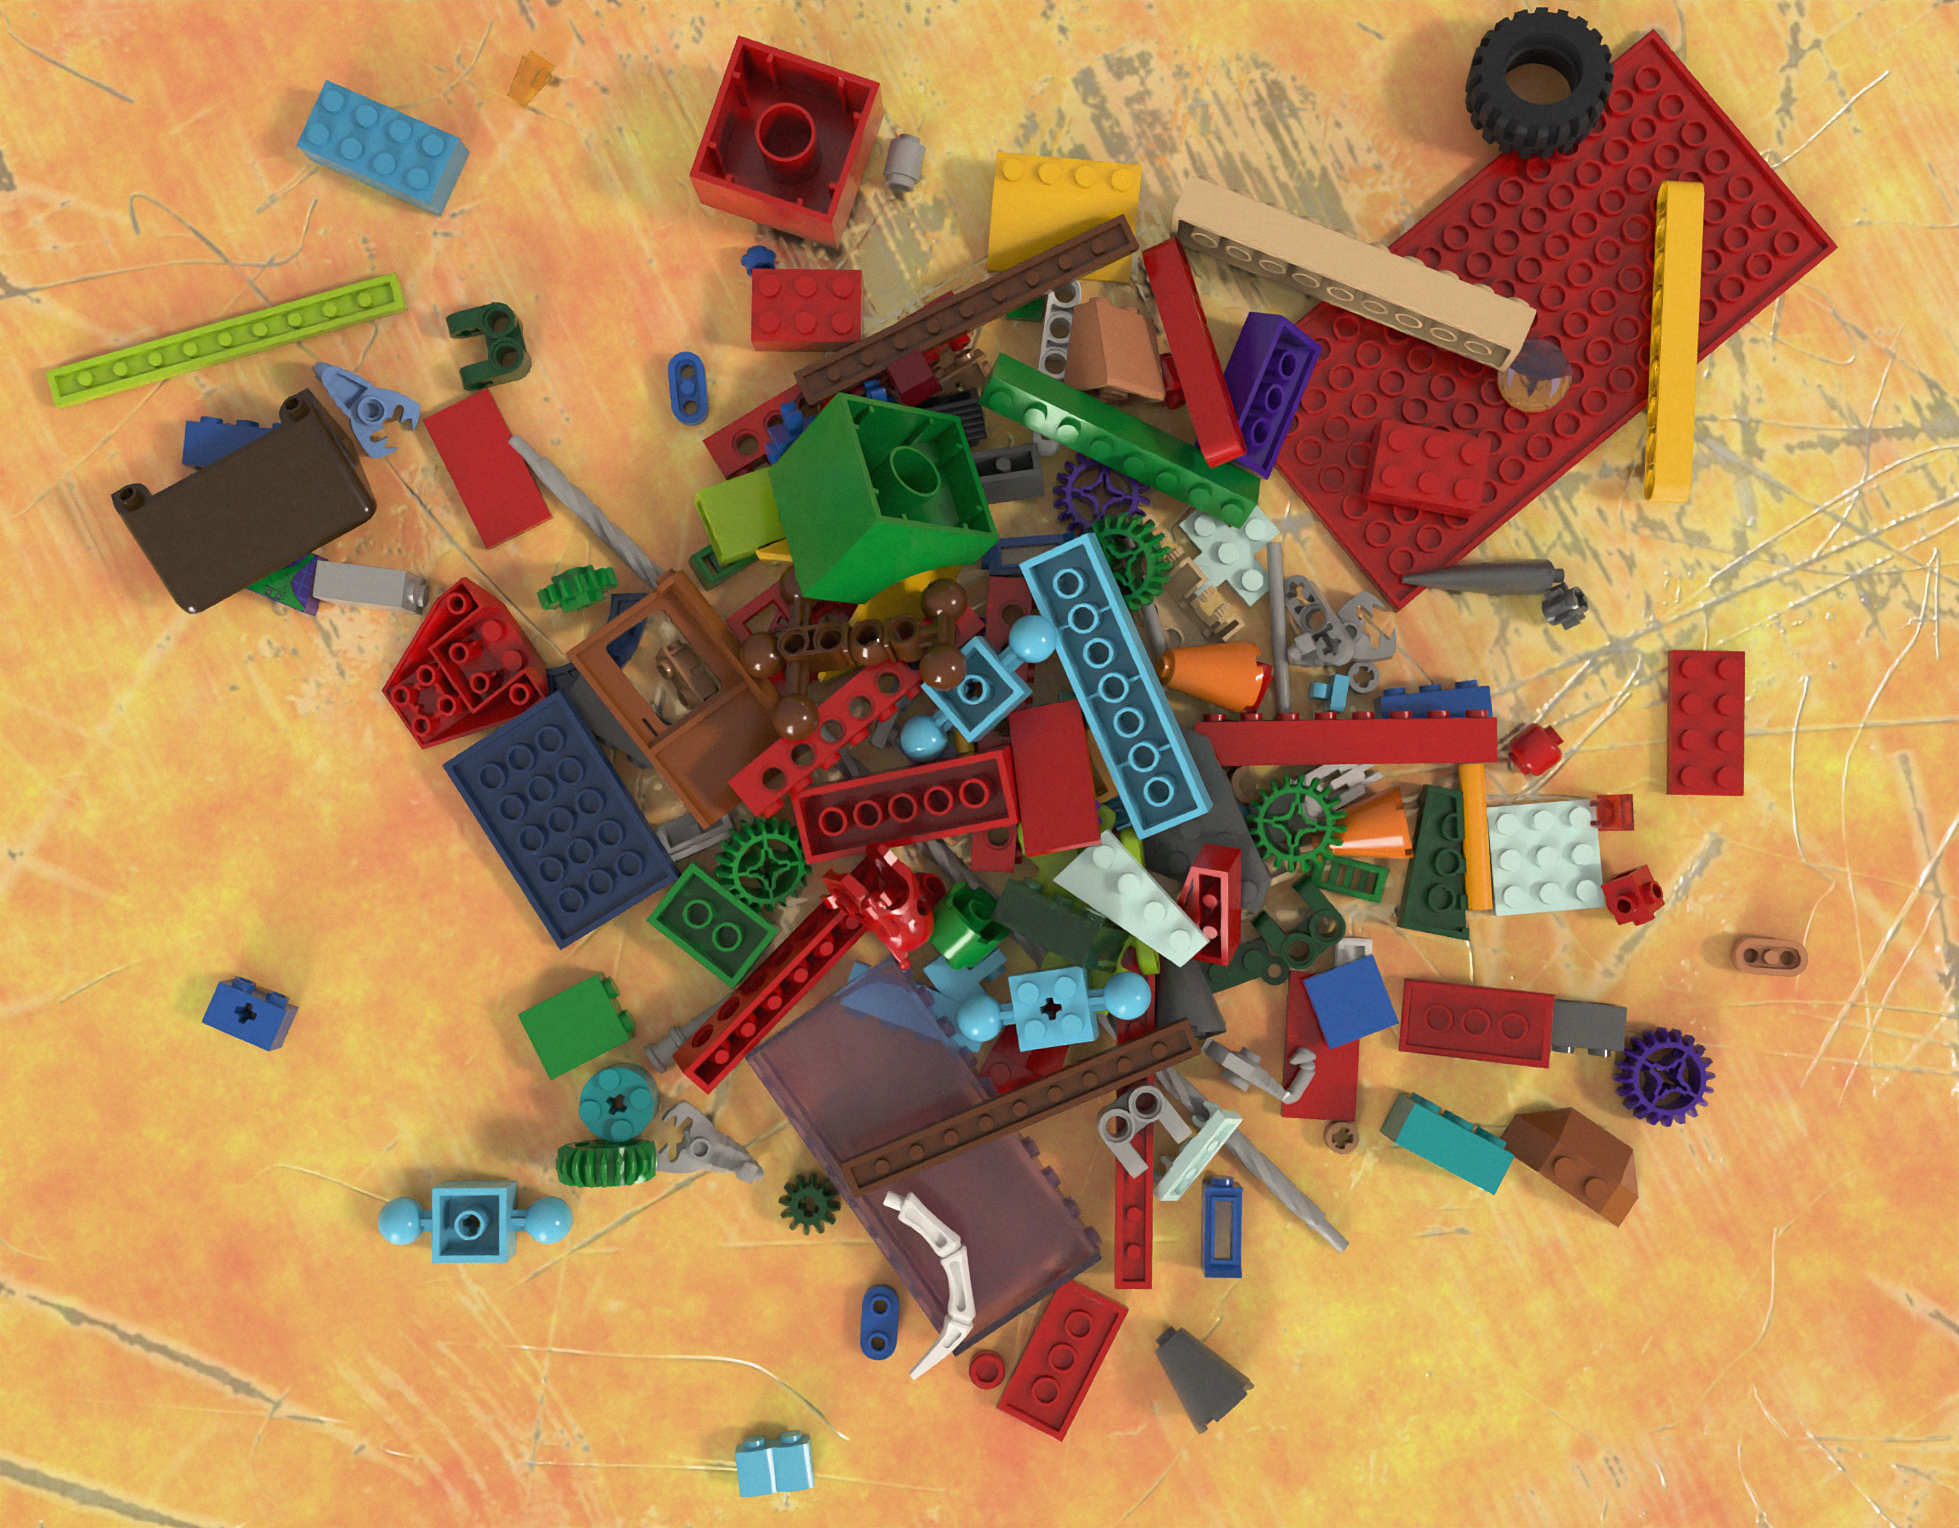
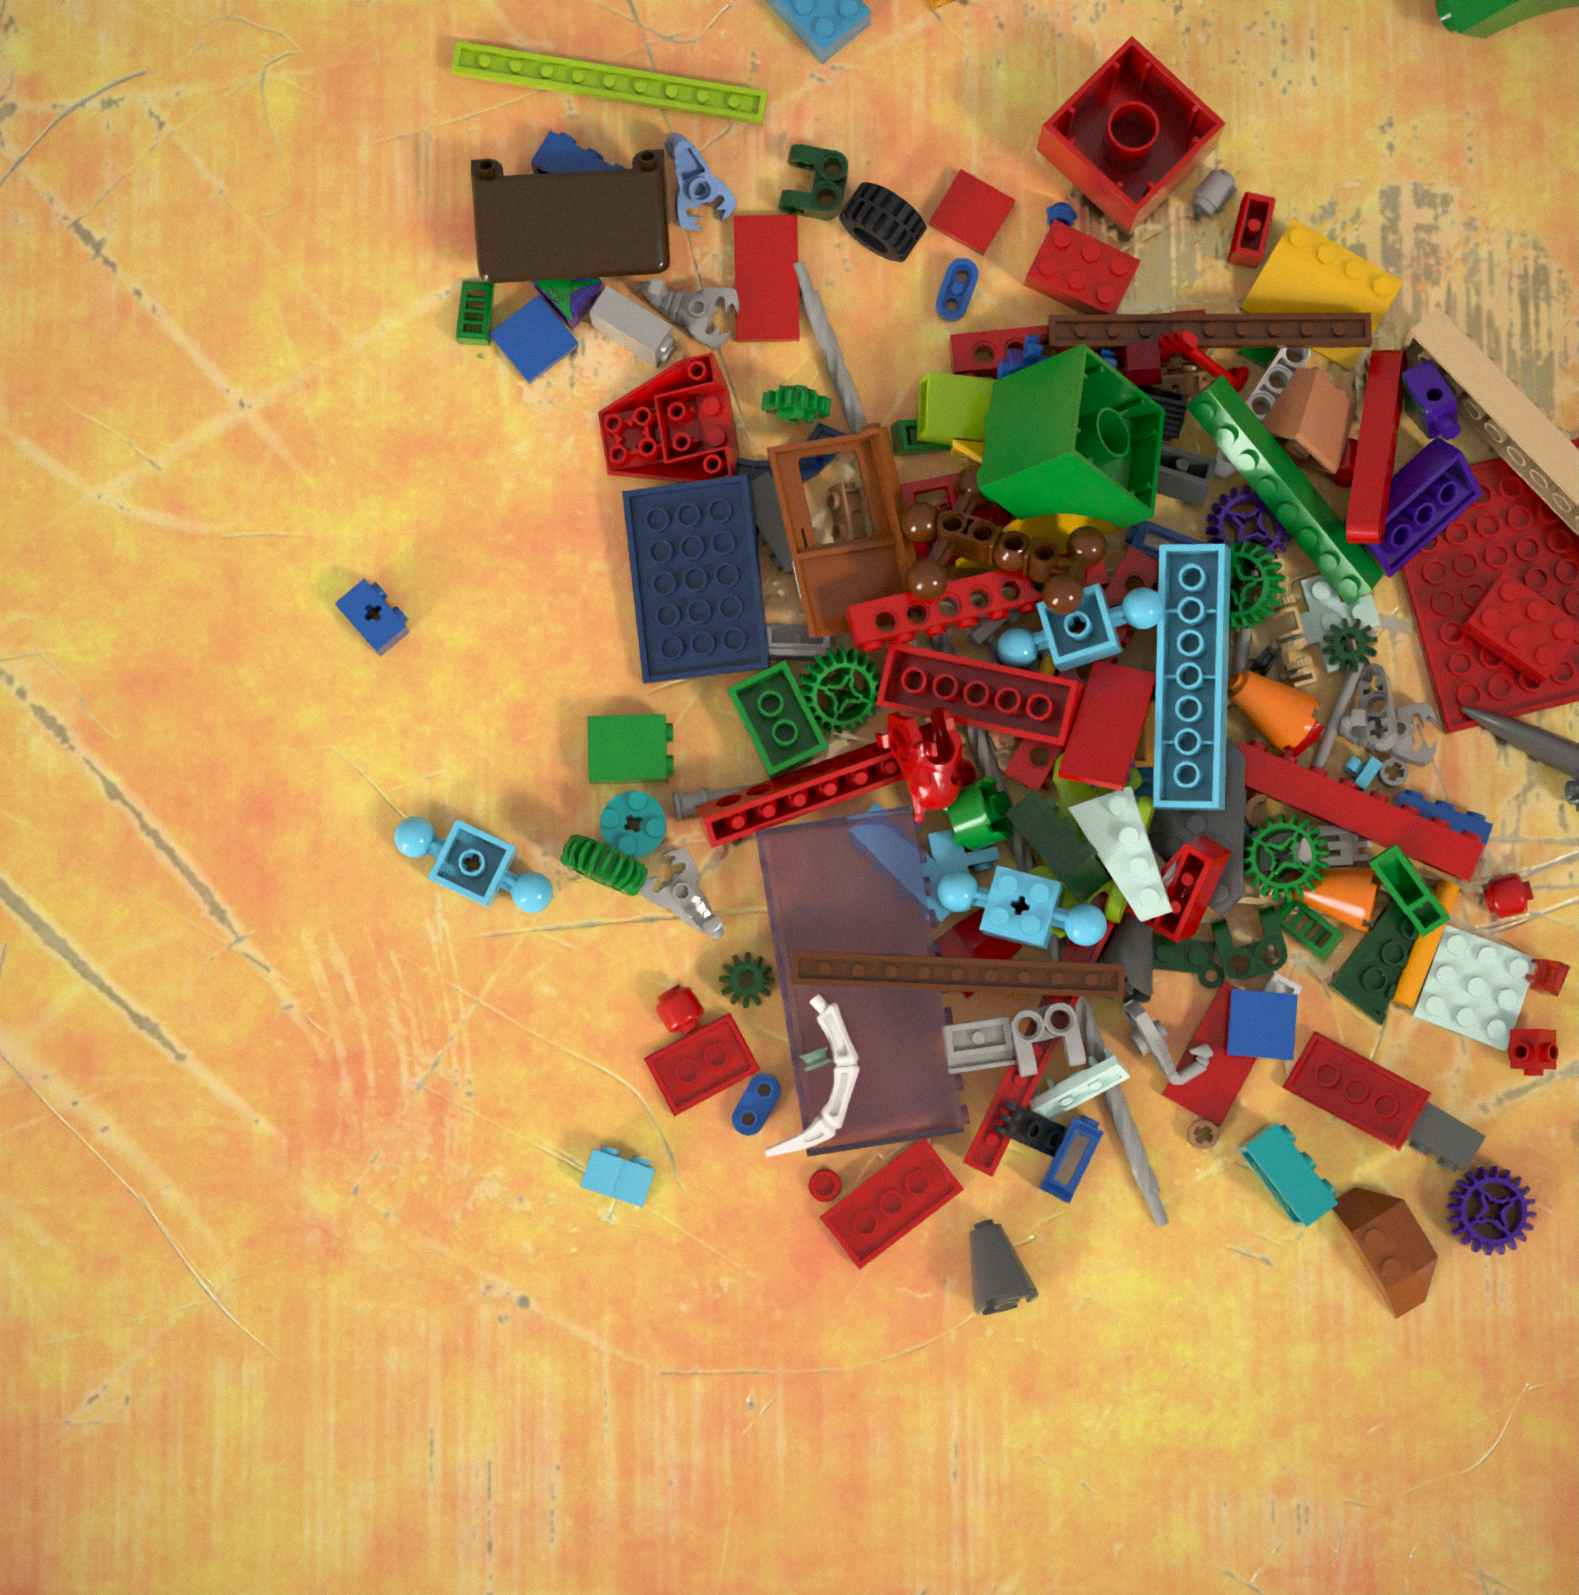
camera: 30 degrees right, 5 degrees down
(200, 675) = (475, 337): none -> green slope
(278, 647) = (534, 339): none -> blue tile
(427, 537) = (693, 309): none -> light grey animal
(576, 355) = (882, 221): none -> black tyre
(666, 300) = (972, 212): none -> red tile
(756, 1265) = (679, 1009): none -> red head
(806, 1307) = (702, 1064): none -> red tile
(916, 1259) = (816, 1058): none -> sand green bush
(949, 336) = (1186, 342): none -> red hinge
(960, 183) = (1251, 230): none -> red brick
(1075, 1166) = (978, 1044): none -> light grey plate
(1166, 1221) = (1030, 1129): none -> black hinge
(1182, 628) = (1265, 661): none -> black bush
(1226, 278) = (1433, 414): none -> dark purple torso
(1268, 561) = (1361, 641): none -> dark green gear
(1439, 797) = (1409, 889): none -> green slope

